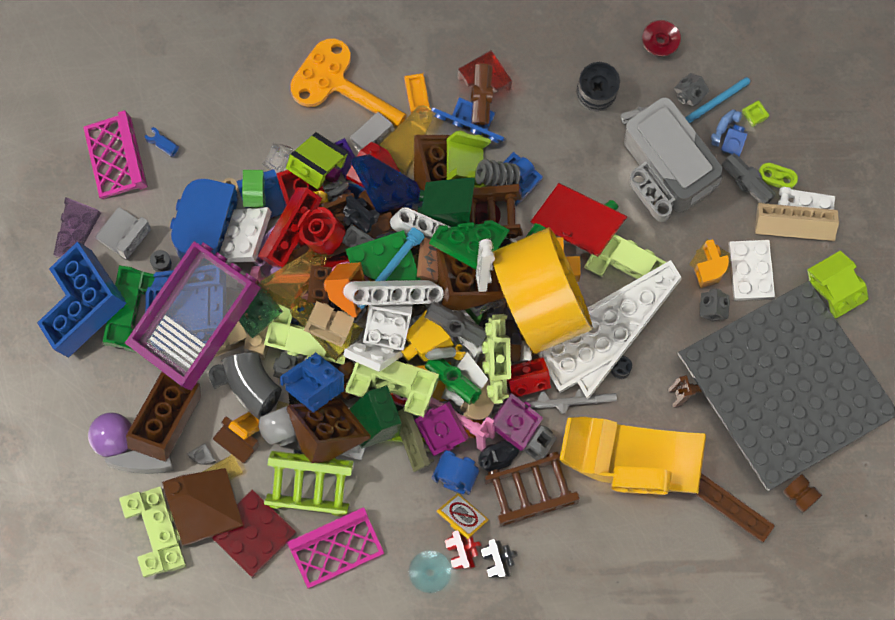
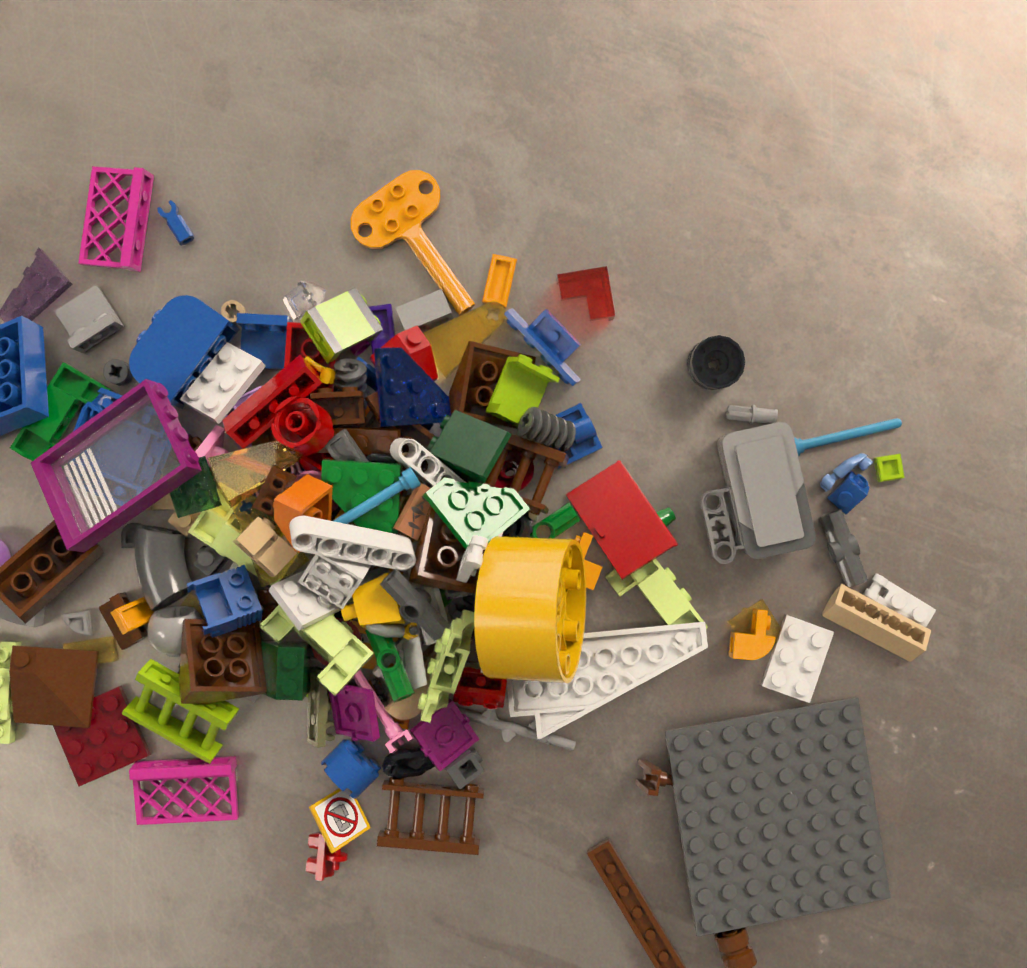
camera: 20 degrees right, 15 degrees up
(253, 189) = (251, 333): bright green brick -> none
(357, 214) = (353, 422): black hips -> none
(430, 561) = (275, 876): clear light blue dish -> none
(481, 94) = (571, 320): reddish brown piece -> none
(502, 559) = (364, 882): hips -> none
(623, 364) = (596, 719): black wheel -> none
(634, 456) = (564, 831): yellow beam -> none
(661, 30) = (827, 321): dark red dish -> none
(691, 89) = (825, 410): dark grey brick -> none
(714, 305) = (734, 687): dark grey brick -> none
(777, 174) = (878, 558): lime plate -> none
(838, 283) = (891, 719): lime piece -> none

